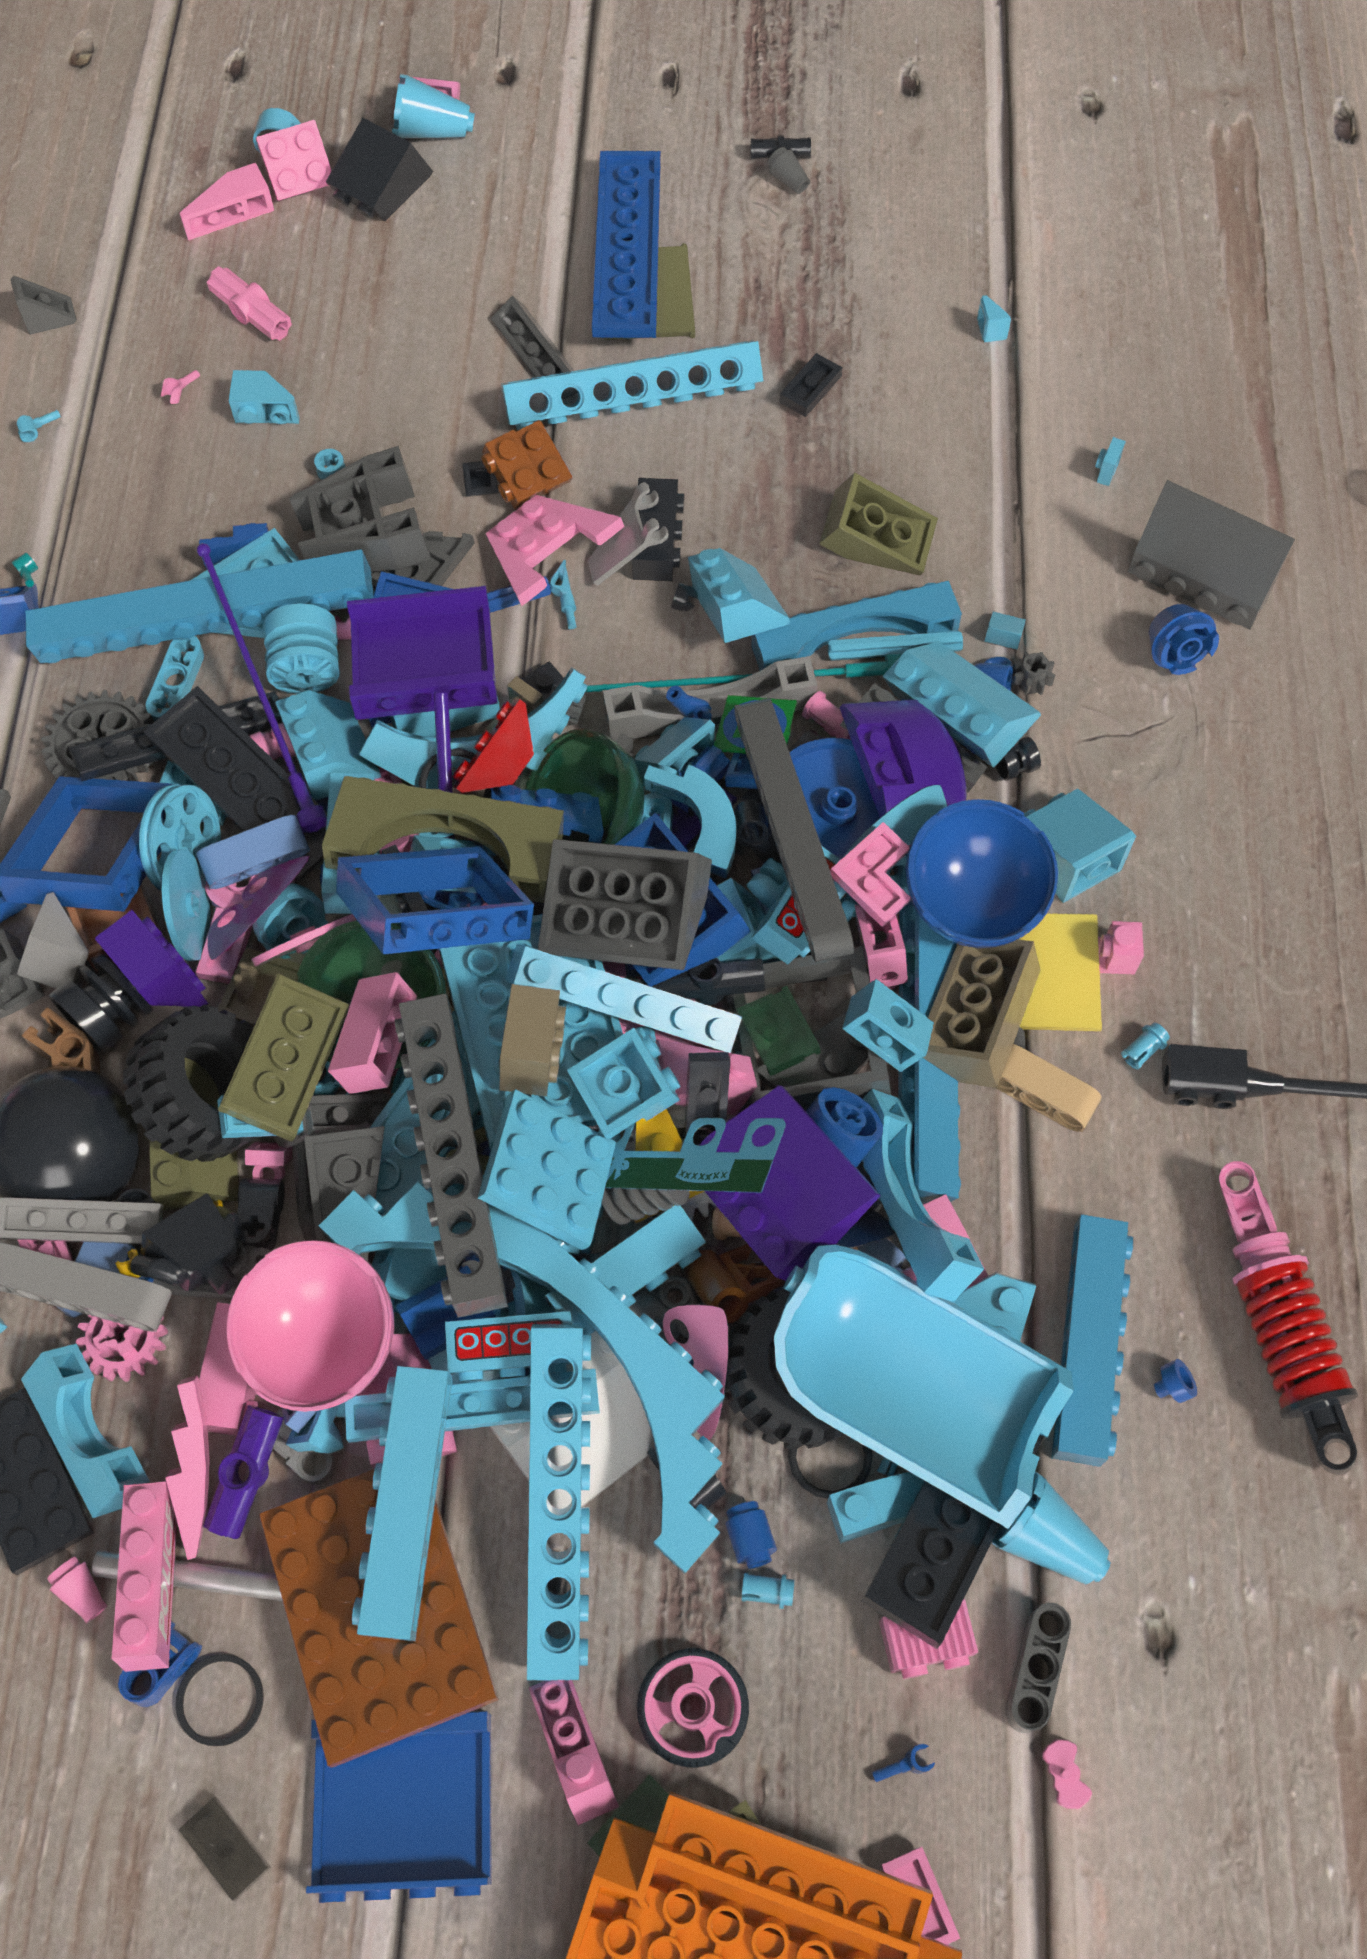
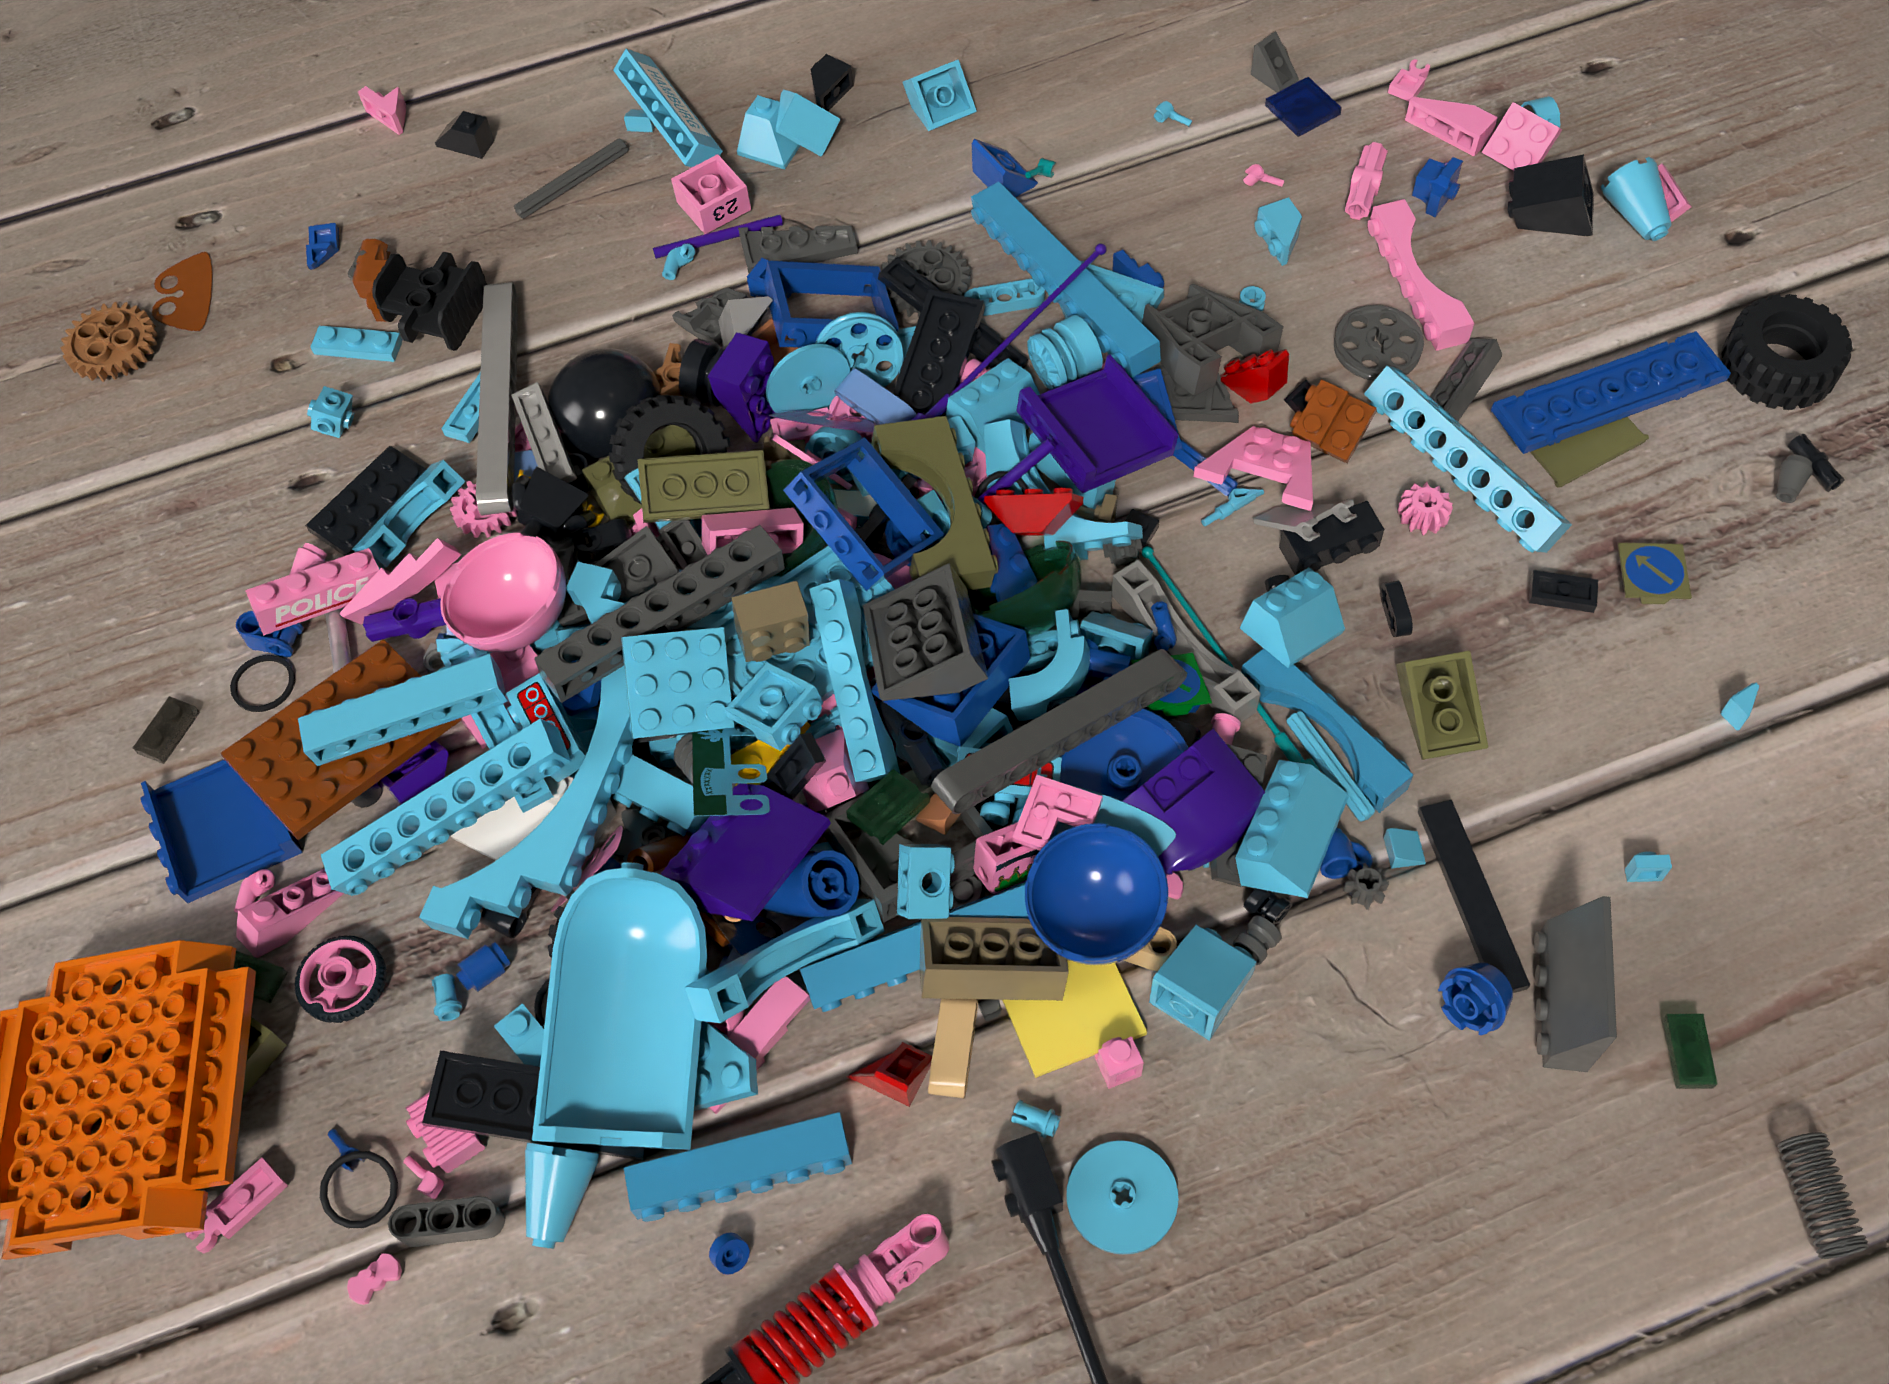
camera: 70 degrees right, 5 degrees down
(110, 310) = (1303, 106): none -> clear blue tile
(148, 211) = (1410, 82): none -> bright pink plate
(297, 249) = (1437, 184): none -> blue brick
(437, 495) = (1257, 376): none -> red slope
(439, 392) = (1386, 335): none -> dark grey wedge
(454, 324) = (1442, 316): none -> bright pink arch
(479, 1529) = (417, 773): none -> dark purple slope
(515, 1787) = (254, 887): none -> bright pink arm
(659, 76) = (1793, 324): none -> black tyre
(665, 441) = (1425, 508): none -> bright pink gear
(760, 515) = (1396, 608): none -> black beam
(807, 984) = (937, 815): none -> nougat slope
(828, 310) = (1654, 572): none -> piece
(926, 1771) = (335, 1165): none -> black piece
(982, 1675) = (430, 1183): none -> bright pink hand
(1046, 780) = (1258, 938): none -> dark grey wheel
(1048, 1151) = (896, 1074): none -> red slope
(1068, 599) = (1471, 892): none -> black tile
(1247, 978) = (1127, 1226): none -> medium azure piece
(1285, 517) = (1689, 1051): none -> clear green plate

